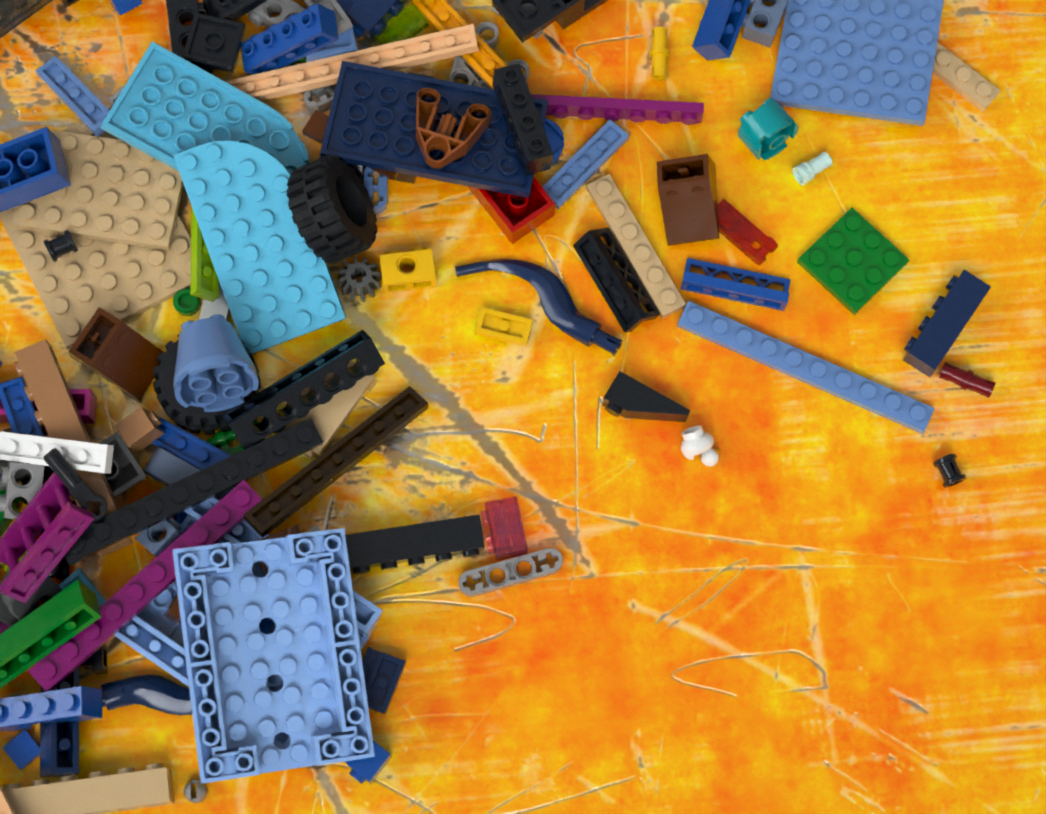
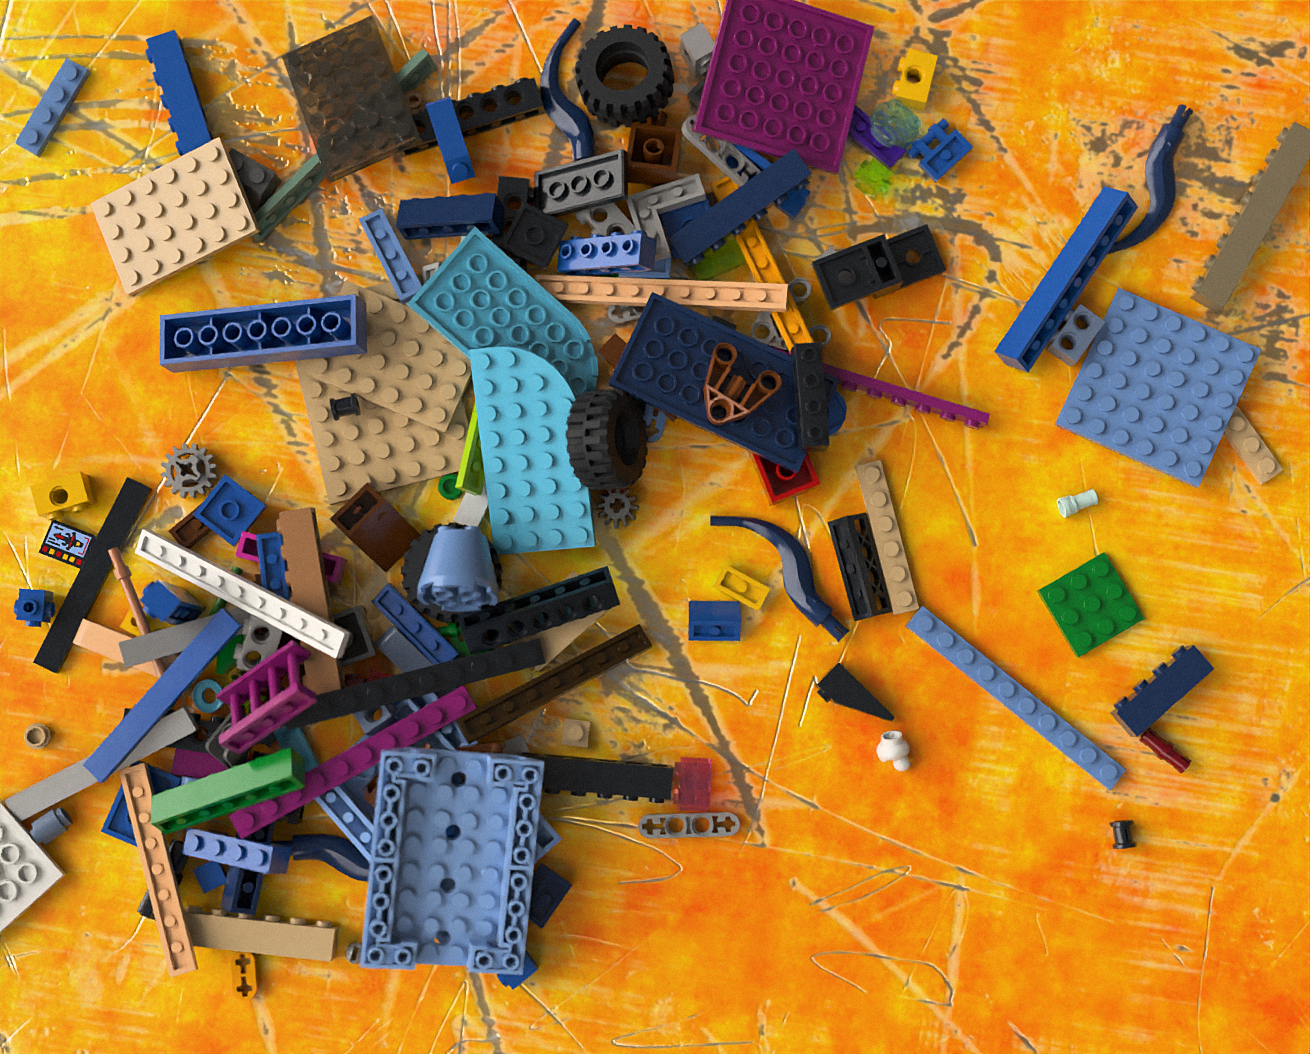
camera: 15 degrees right, 10 degrees up
(75, 484) = (309, 661): black connector -> none
(124, 43) = (449, 216): none -> dark blue brick
(140, 429) = (379, 605): medium nougat brick -> none
(371, 510) = (575, 732): none -> tan plate
(420, 278) = (650, 515): yellow brick -> none
(485, 366) = (714, 621): none -> blue panel
(585, 163) = (859, 444): medium blue plate -> none
(659, 53) = (961, 348): yellow pin -> none
(688, 199) = (949, 508): reddish brown slope -> none
(734, 290) = (972, 608): blue fence -> none
(744, 233) = (991, 549): clear red plate -> none
(767, 129) = (1043, 456): teal brick -> none

